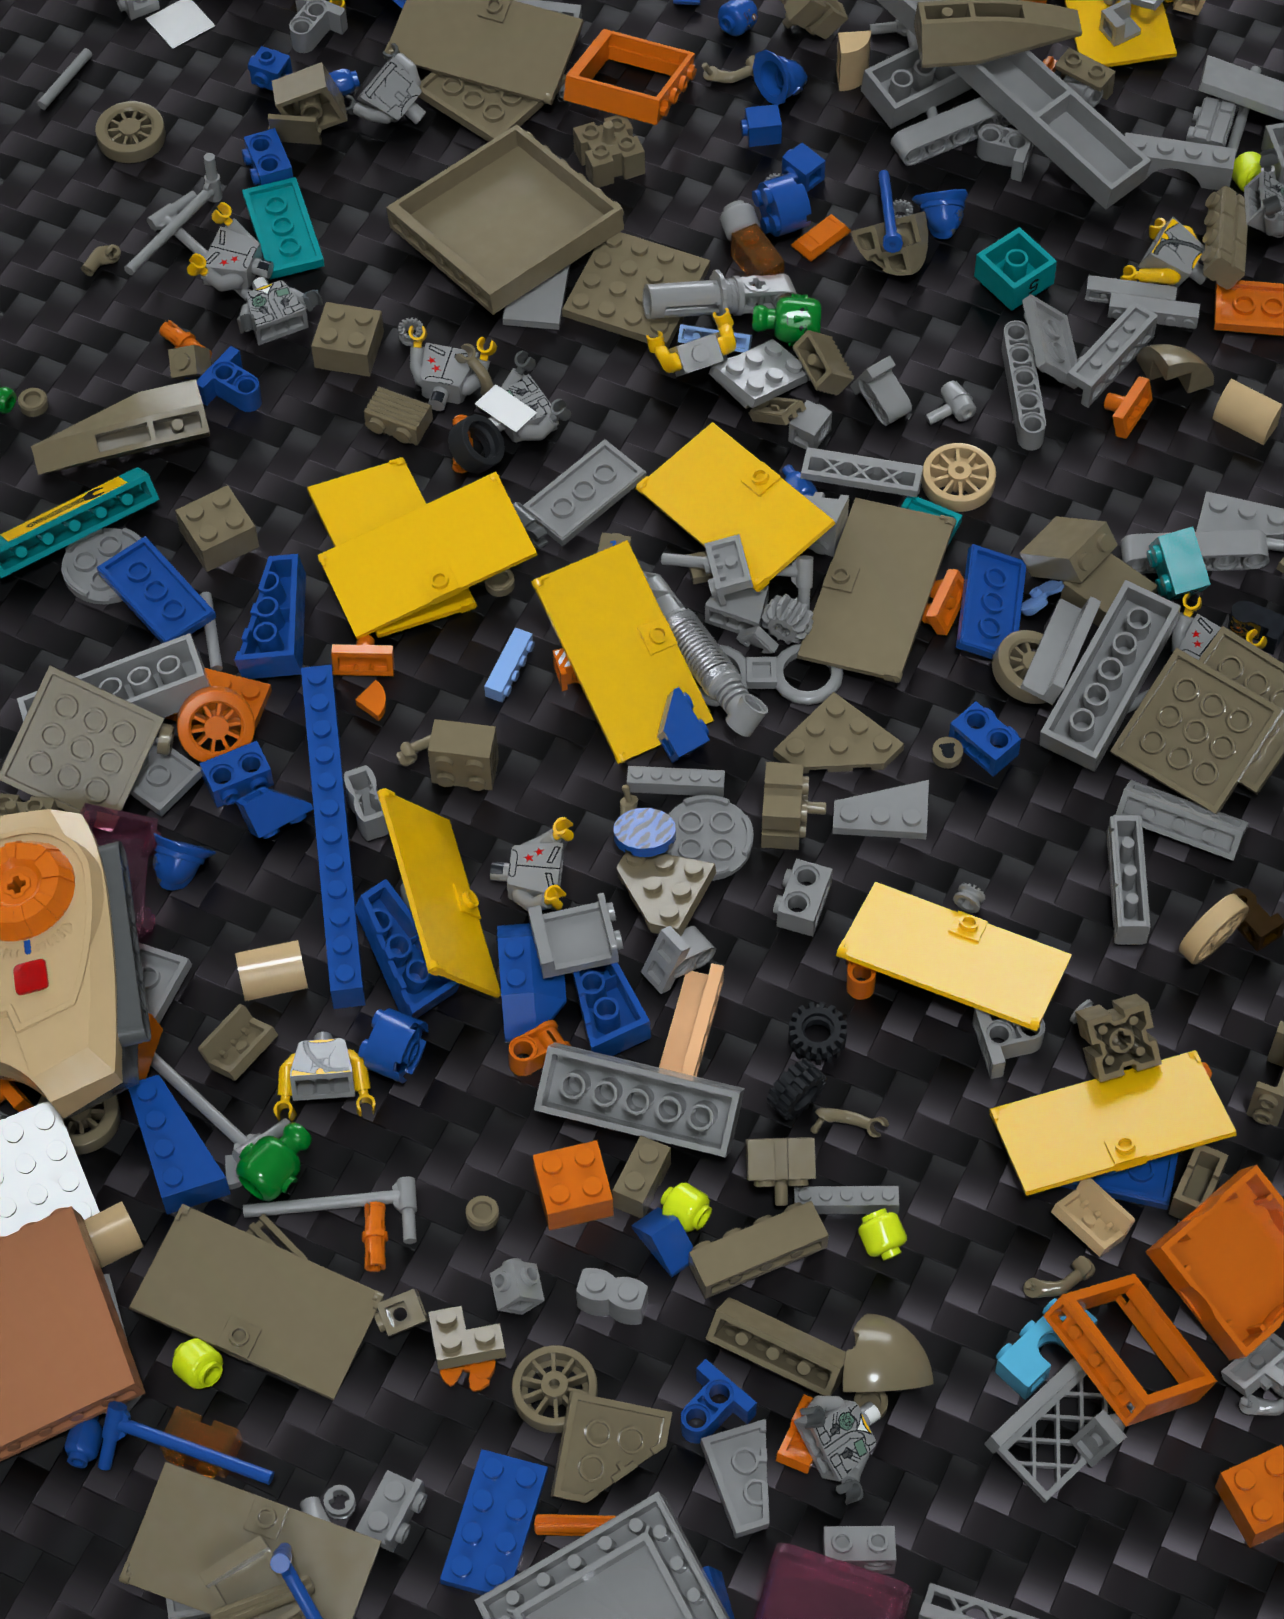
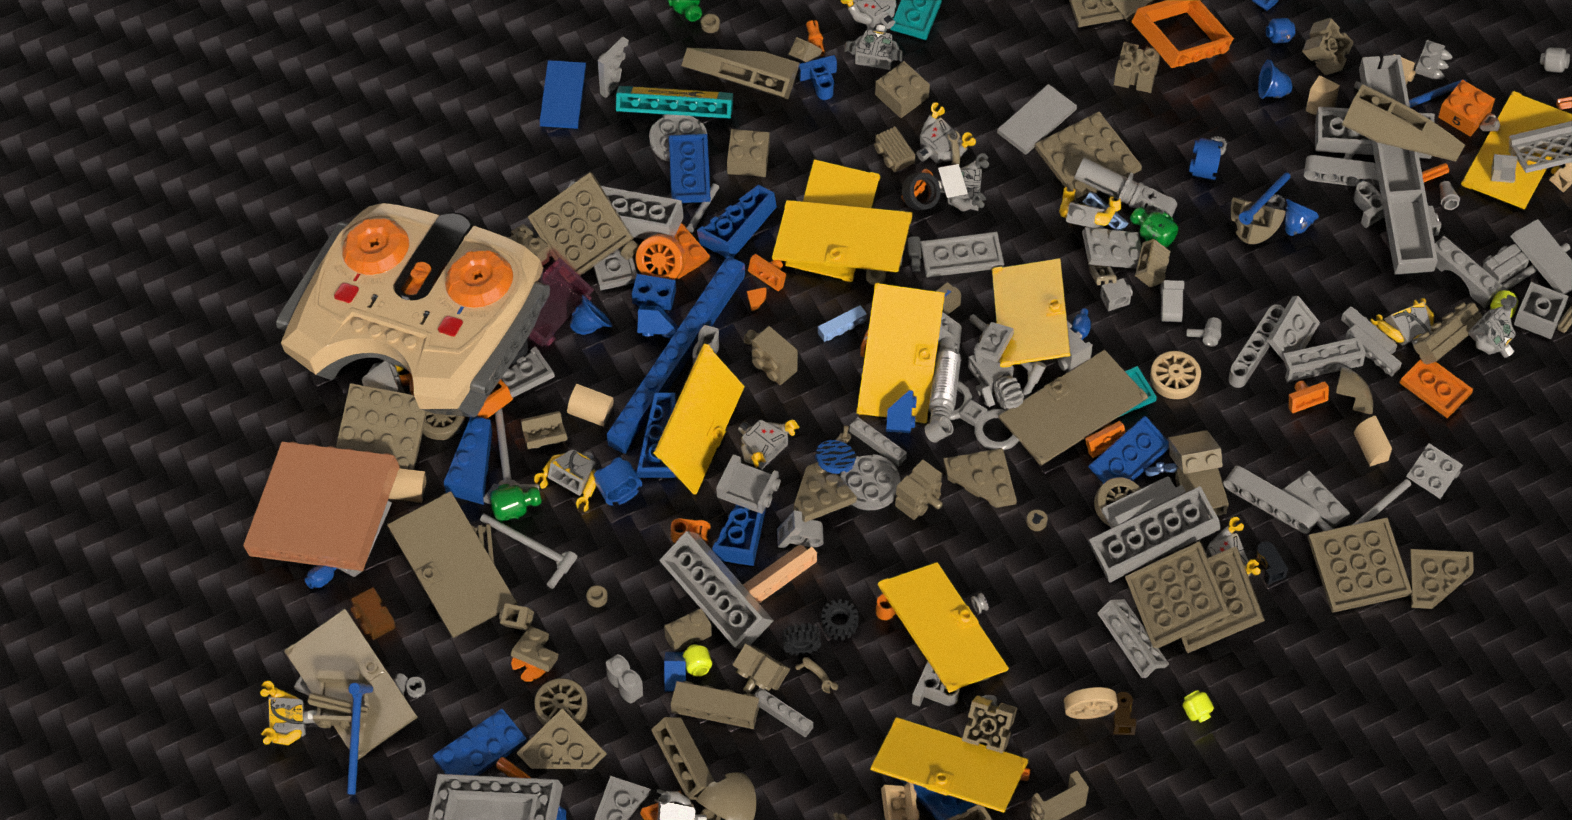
camera: 35 degrees right, 0 degrees up
(118, 1425) = (338, 577): blue bar -> none
(197, 1363) = (400, 575): neon yellow head -> none
(375, 1237) = (534, 572): orange pin -> none
(392, 1509) = (436, 708): light grey bracket -> none
(404, 326) = (943, 101): light grey bush -> none
(505, 218) = (1045, 72): dark tan panel -> none
(517, 1286) = (581, 642): light grey brick -> none
(524, 992) = (703, 499): blue wedge -> none
(573, 1185) = (650, 611): orange brick -> none
(713, 1413) = (624, 762): blue tile -> none
(716, 75) = (1241, 59): dark tan piece -> none
(737, 216) = (1176, 153): light grey head -> none
(755, 252) = (1168, 177): clear orange brick -> none
(762, 125) = (1238, 104): blue brick -> none
(805, 164) = (1240, 143): blue brick -> none
(808, 898) = (895, 548): light grey brick -> none
(821, 237) = (1218, 191): orange tile -> none
(862, 472) = (1120, 338): light grey fence -> none
(882, 1234) = (785, 740): neon yellow head -> none
(885, 813) = (976, 531): light grey wing -> none
(980, 742) = (1060, 525): blue brick -> none
(1015, 268) = (1310, 276): teal brick -> none
(1087, 71) = (1456, 186): dark tan bracket -> none
(1128, 880) = (1070, 648): light grey brick -> none
(1178, 564) = (1245, 498): teal brick -> none

